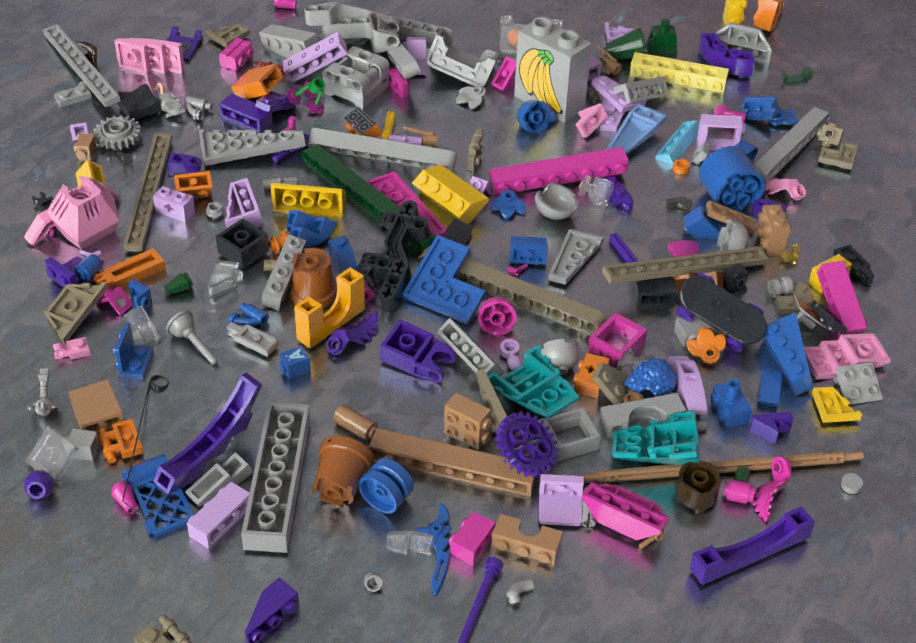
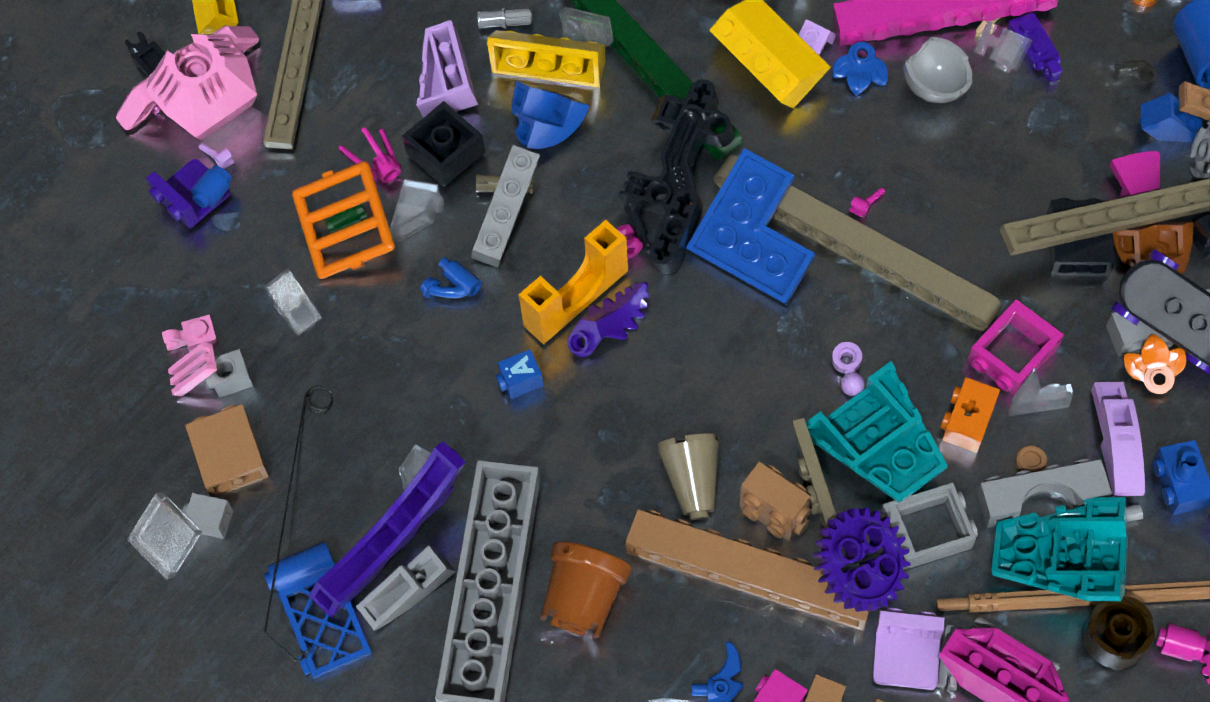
camera: 10 degrees right, 20 degrees up
(39, 484) = (147, 588): dark purple piece -> none
(43, 405) = (150, 442): light grey piece -> none
(73, 306) = (190, 260): dark tan wing -> none
(73, 363) = (191, 364): none -> bright pink tile
(97, 367) = (239, 378): none -> light grey brick
(112, 295) = (245, 239): dark pink bracket -> none
(118, 492) = (276, 622): dark pink cone -> none
(126, 435) = (270, 498): orange plate -> none
(131, 358) = (278, 355): blue bracket -> none
(135, 268) = (279, 183): orange hinge -> none
(140, 293) = (292, 234): blue bracket -> none
(173, 204) = (339, 60): lavender brick -> none
(183, 326) = (354, 303): light grey piece -> none
(194, 184) = (368, 25): orange brick -> none
(200, 280) = (378, 220): none -> orange bar
(203, 256) = (384, 166): none -> dark pink plant
(214, 210) = (402, 64): light grey plate -> none
(218, 515) = (404, 649): lavender brick -> none
(253, 338) = (458, 325): light grey hinge -> none
(277, 243) = (501, 140): orange brick -> none
(313, 278) = (549, 224): dark orange piece -> none
(334, 181) = (586, 26): none -> clear plate
(342, 254) = (597, 173): blue slope -> none
(355, 422) = (608, 491): medium nougat brick -> none
(386, 485) = (648, 617): blue wheel -> none
(398, 192) = (690, 49): dark pink wing -> none
(411, 406) = (692, 472): none -> dark tan cone
(415, 351) = (709, 370): dark purple brick -> none
(458, 232) = (775, 135): black slope -> none
(468, 348) = (785, 365): light grey brick -> none
(497, 316) = (830, 297): dark pink cylinder -> none
(528, 250) = (887, 162): blue bracket -> none
(561, 353) = (925, 380): light grey cylinder -> none
(573, 254) = (959, 171): light grey wing -> none
(611, 382) = (1001, 434): dark tan wing -> none
(622, 248) = (1040, 167): dark purple axle -> none
(653, 376) = (1063, 430): blue piece -> none
(742, 474) = (1187, 613): dark green hinge -> none

